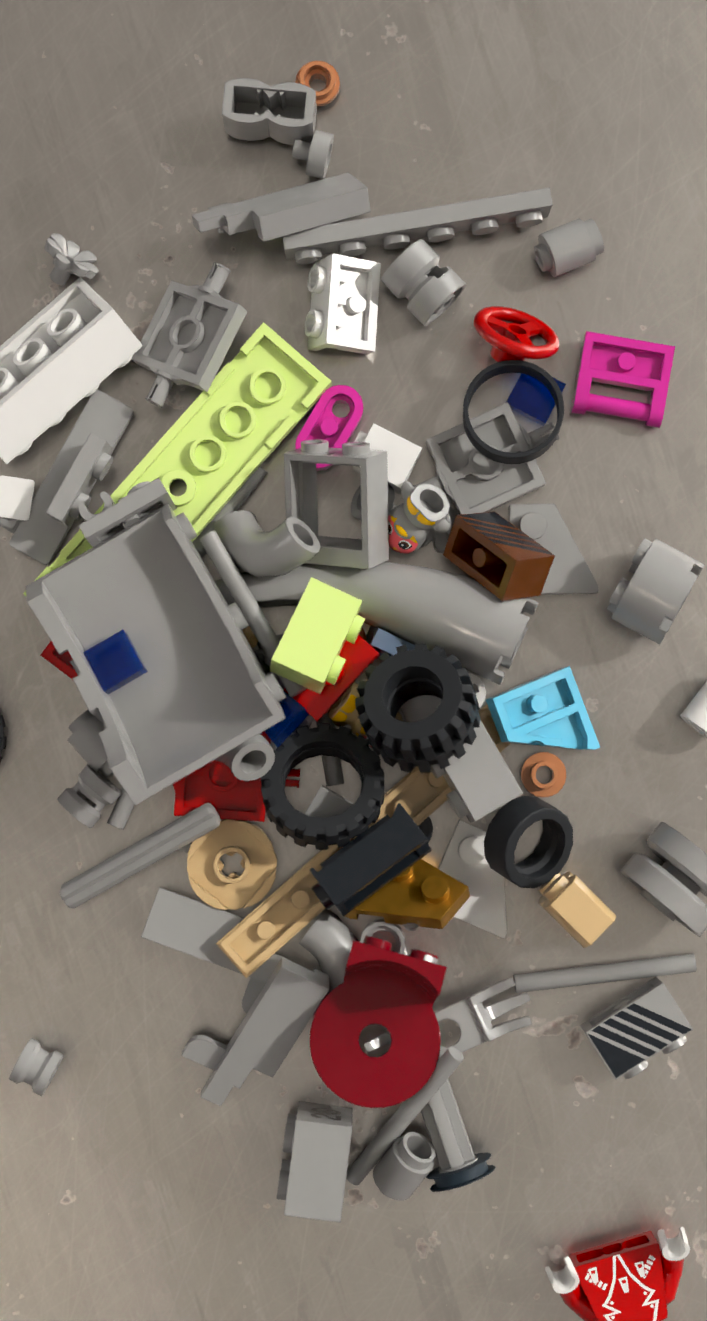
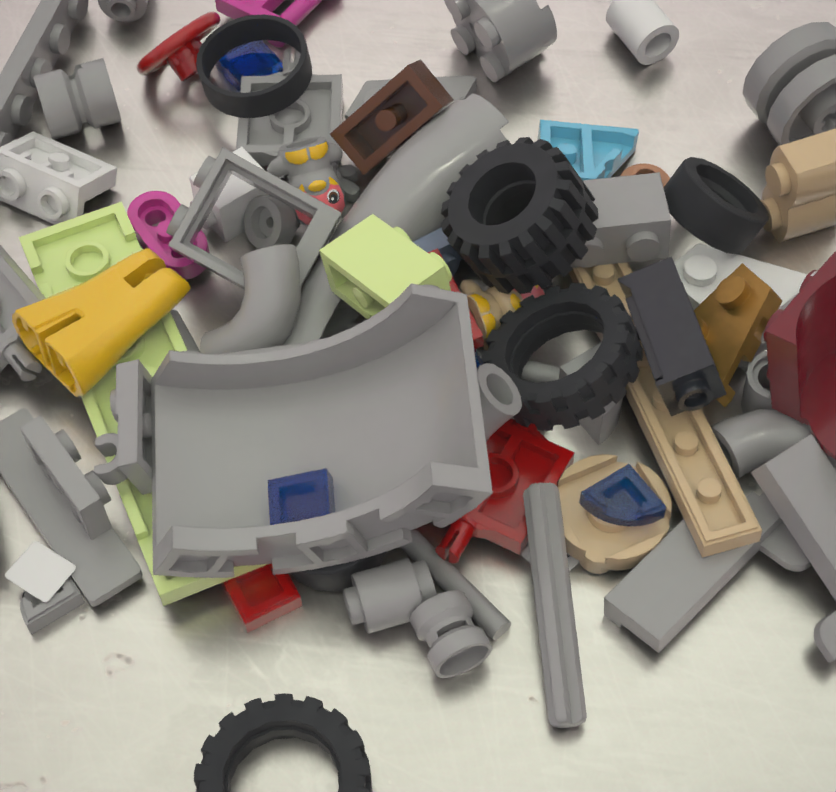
camera: 65 degrees left, 30 degrees down
(206, 435) = (98, 321): none -> yellow piece
(235, 872) = (623, 499): none -> clear blue tile

